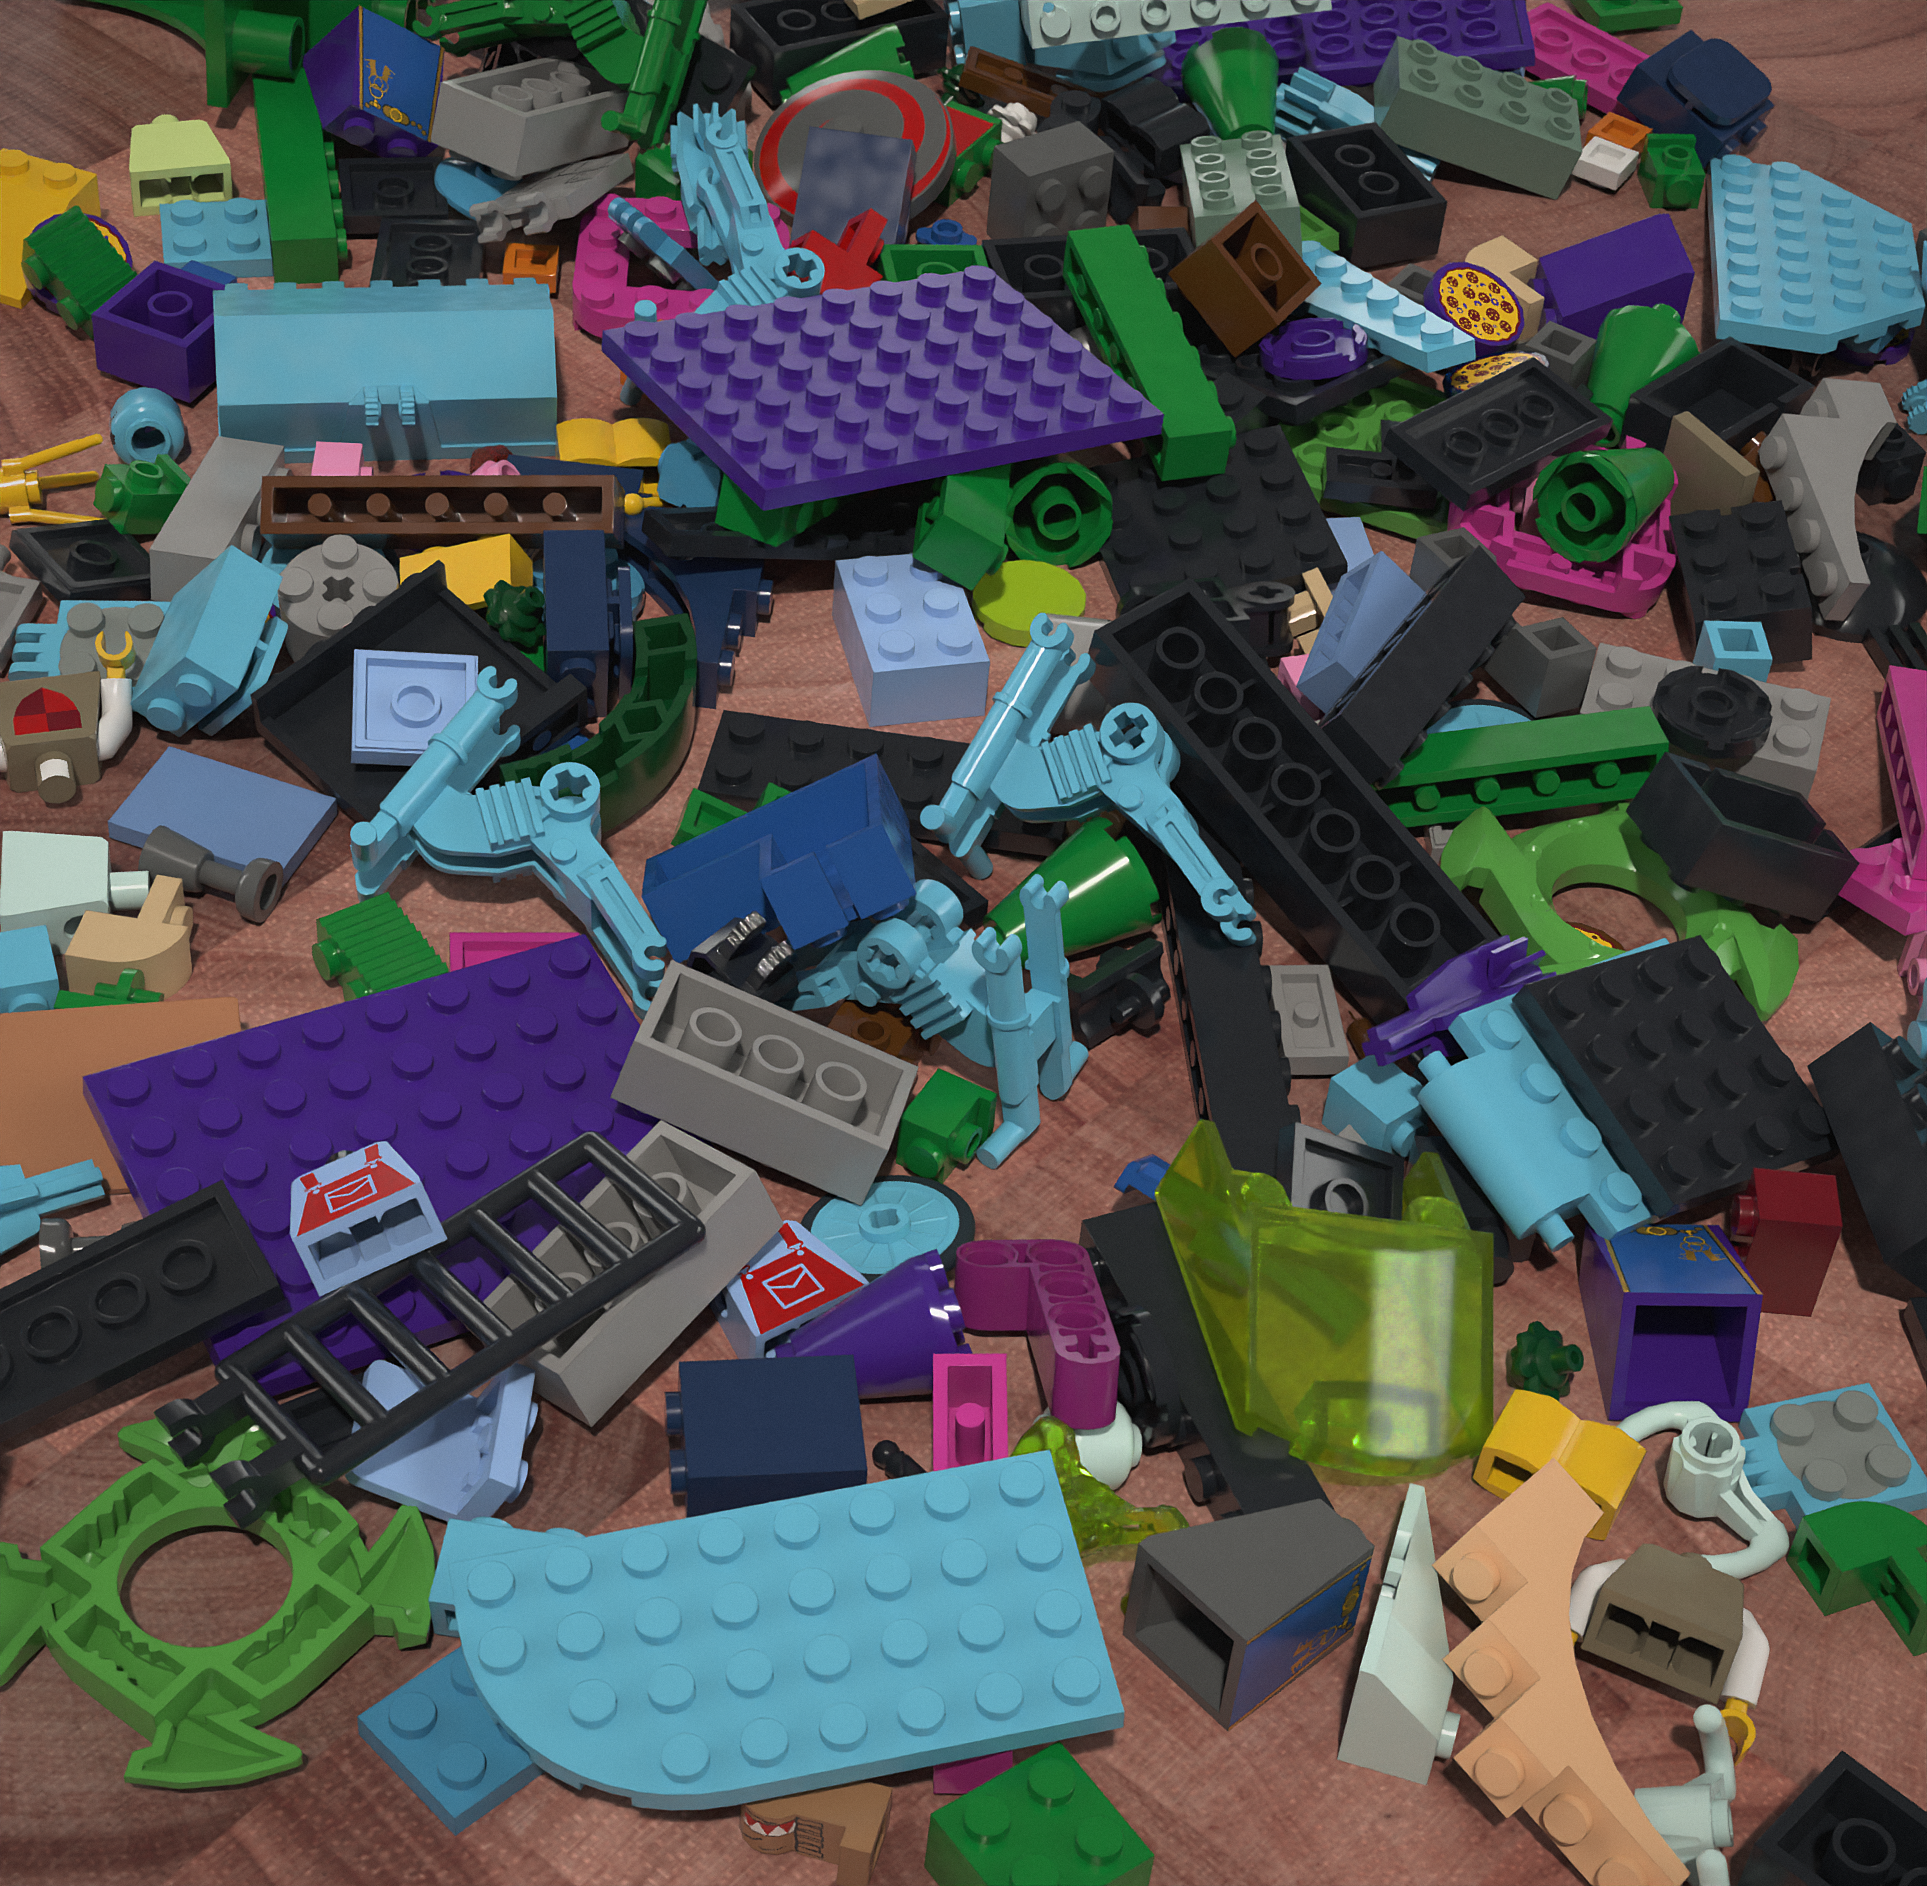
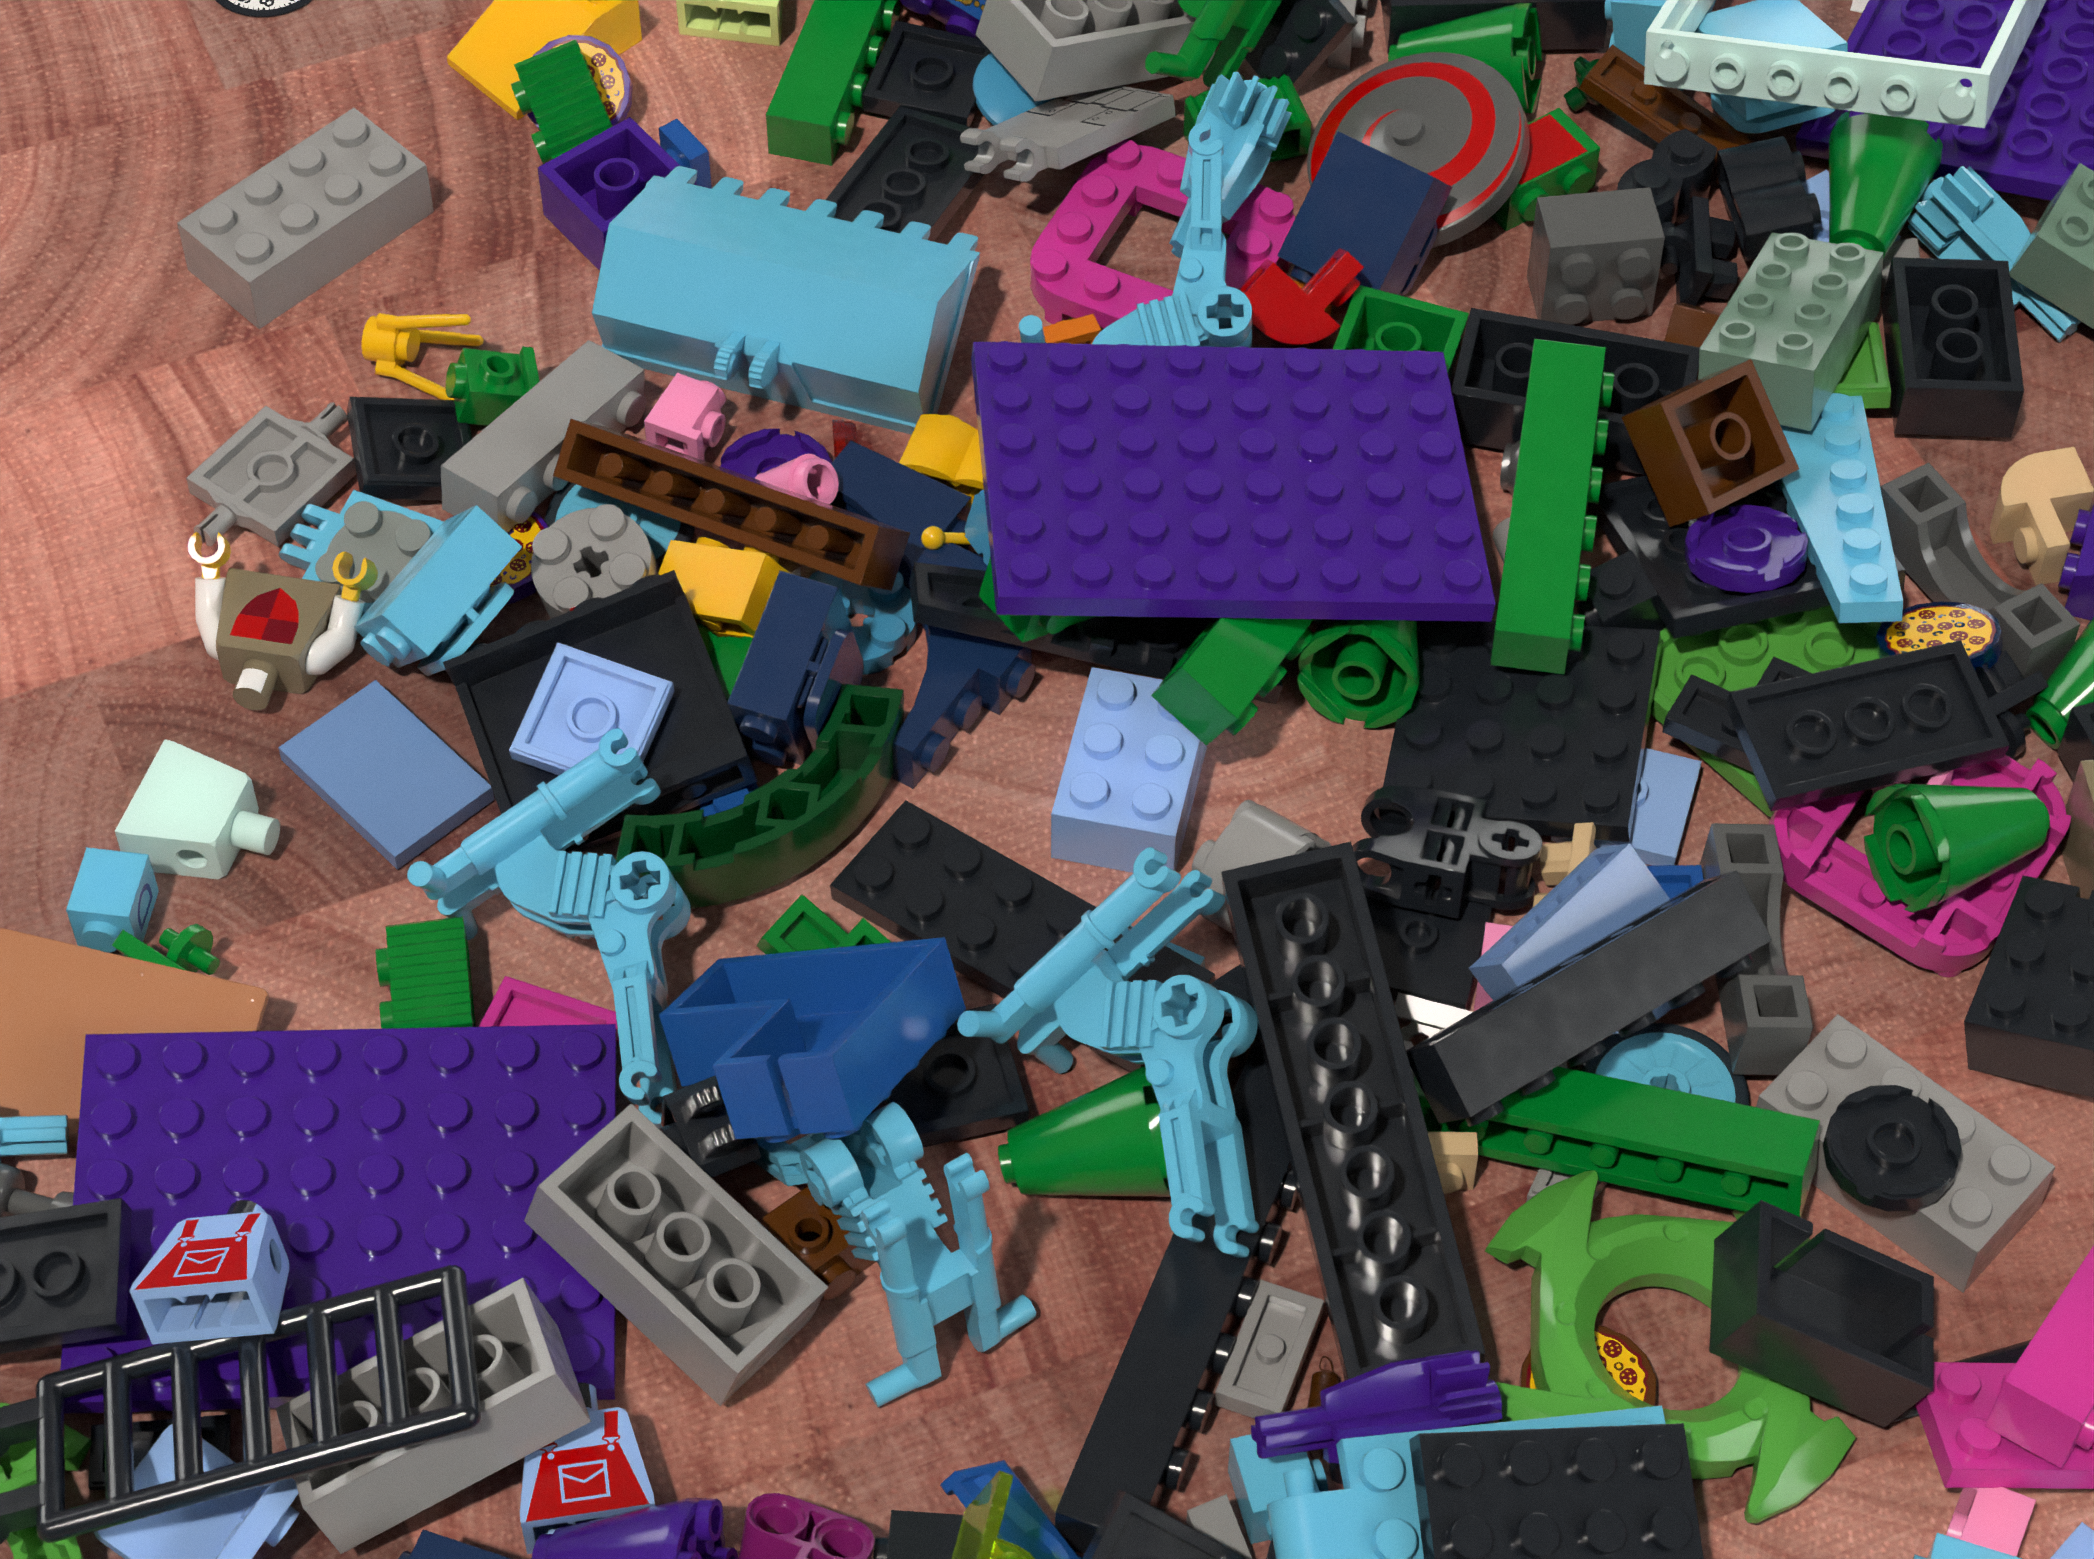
camera: 30 degrees right, 10 degrees up
(146, 425) = (542, 304): medium azure head -> none
(152, 942) = (228, 904): tan brick -> none
(177, 856) = (315, 818): dark grey piece -> none
(218, 234) = (728, 85): medium azure plate -> none
(516, 612) = (727, 640): dark green plant -> none
(532, 262) = (1017, 205): orange plate -> none
(667, 258) = (1136, 223): dark azure piece -> none
(894, 1223) = (728, 1451): medium azure wheel -> none
(944, 1125) = (838, 1350): green brick -> none
(945, 233) = (1468, 280): blue plate -> none
(1016, 121) = (1623, 149): white plant -> none
(1021, 592) = (1291, 760): lime tile -> none
(1119, 992) = (1097, 1257): black hips -> none
(1476, 305) = (1965, 543): tile -> none
(1734, 647) = (1987, 1073): medium azure brick -> none

